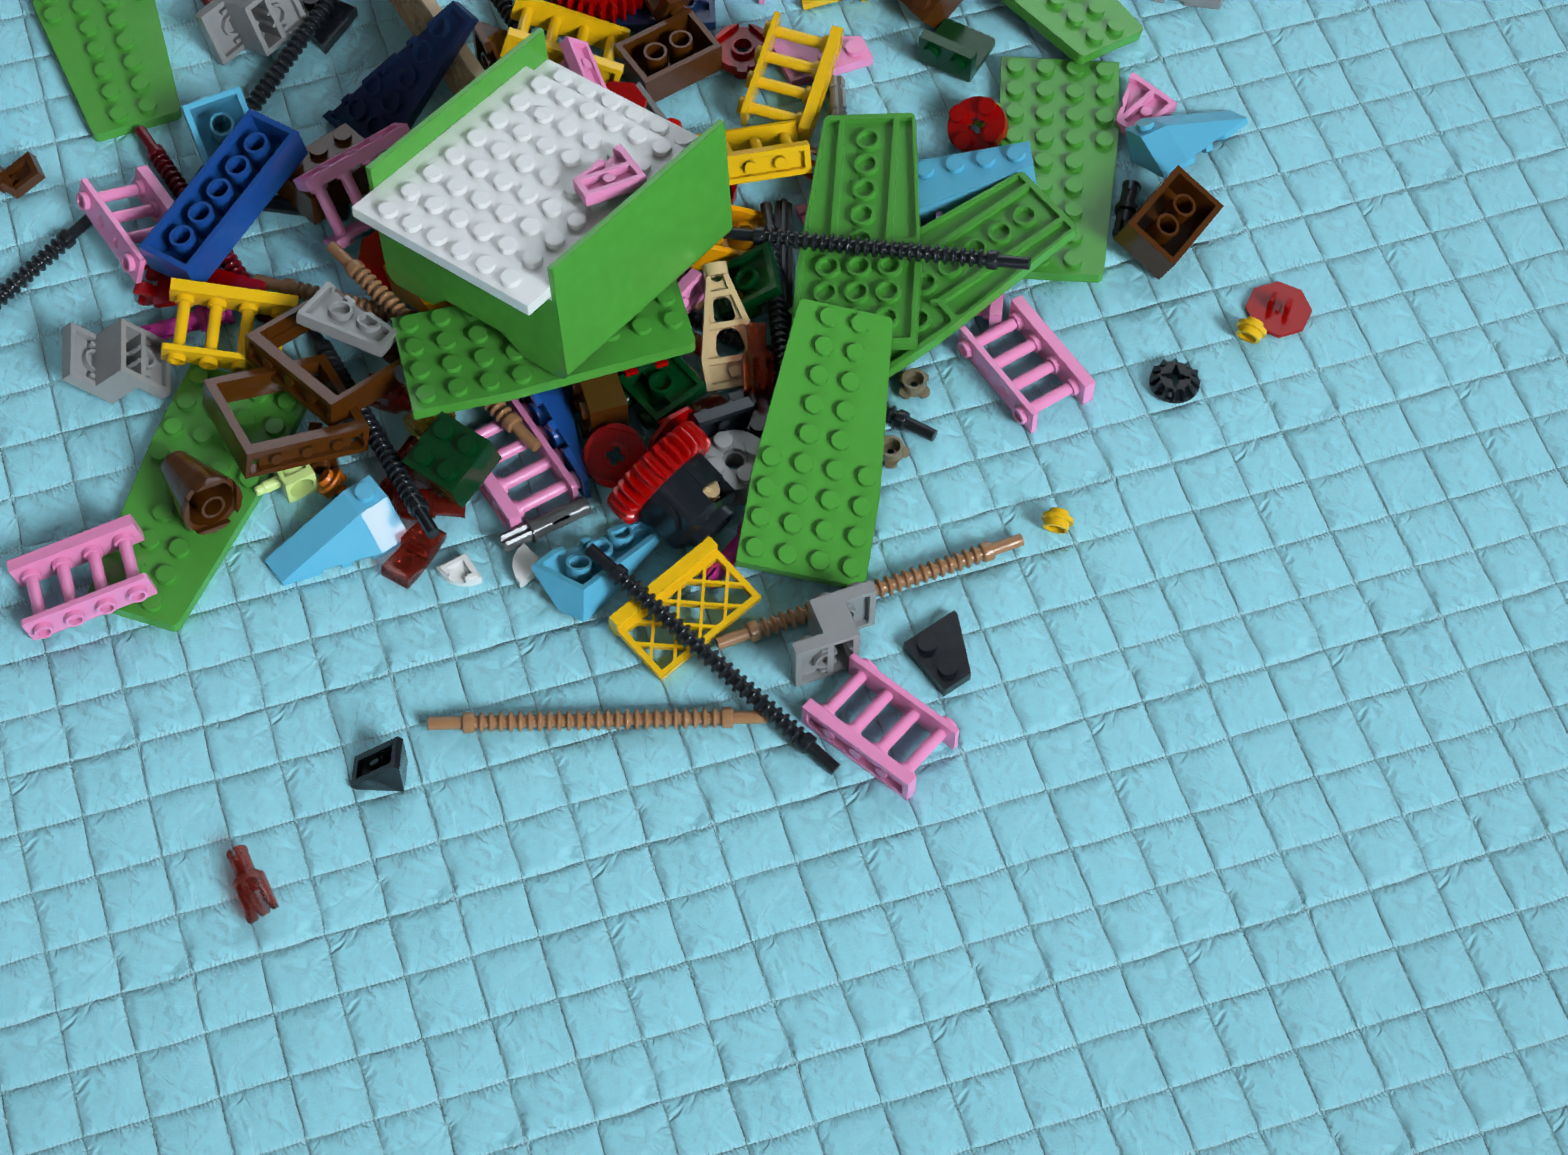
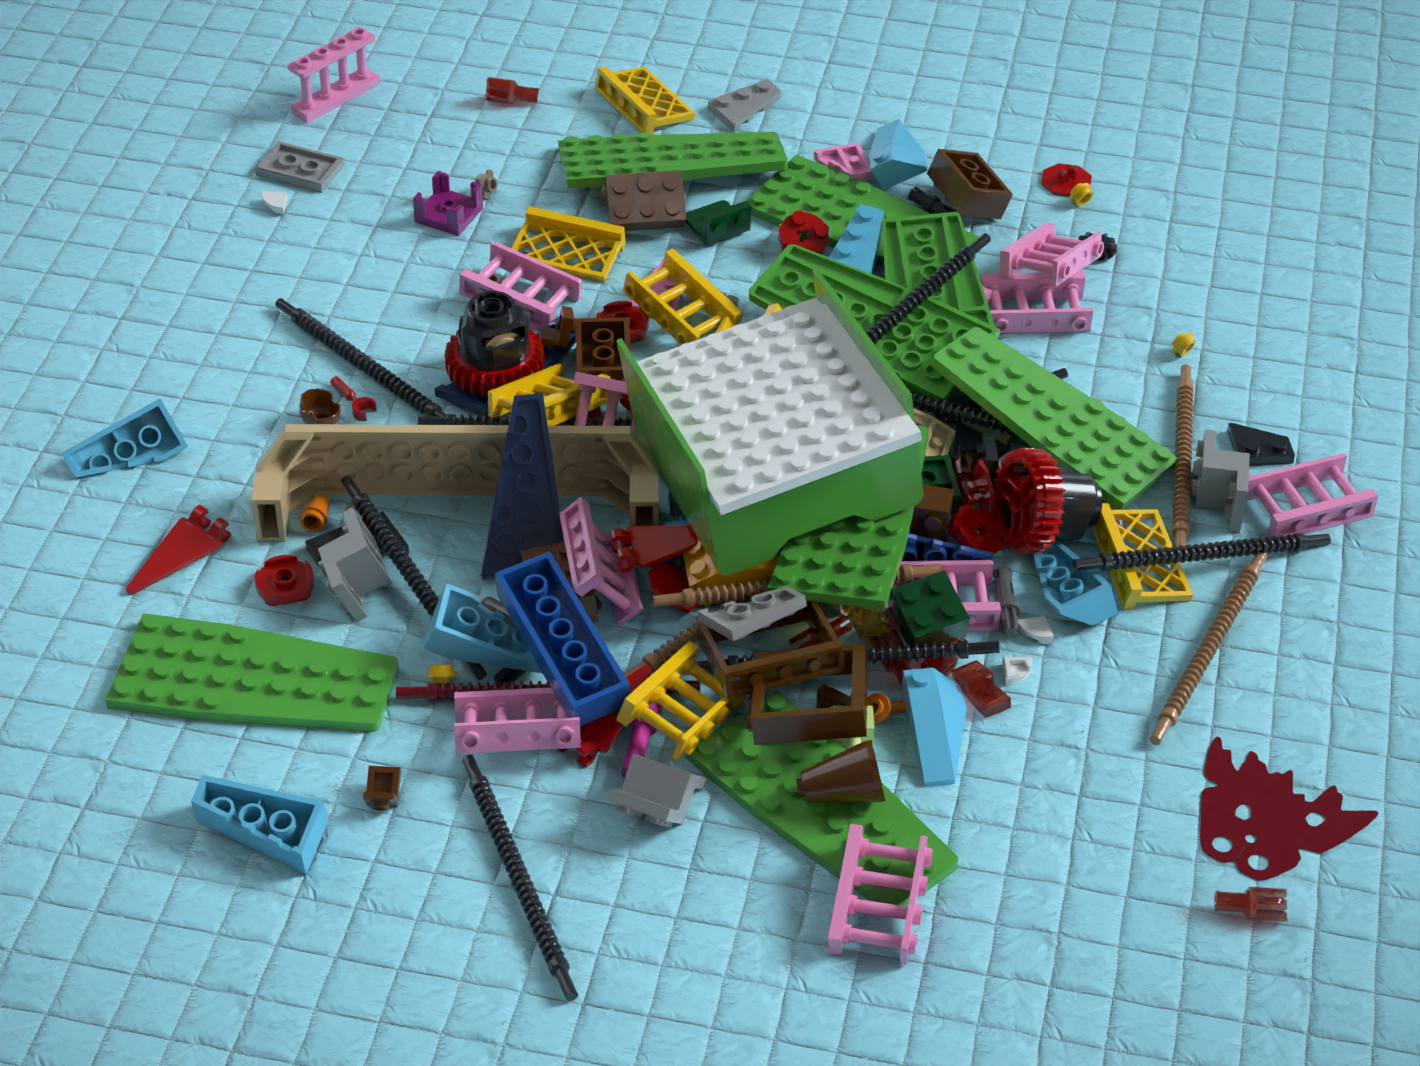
camera: 60 degrees left, 15 degrees down
(179, 147) = (441, 673): none -> yellow plate
(381, 767) = (1186, 777): black slope -> none
(396, 868) = (1275, 818): none -> dark red piece
(609, 178) = (820, 346): bright pink wing -> none
(757, 361) = (947, 420): clear red arm -> none
(1099, 319) = (1050, 253): none -> bright pink fence

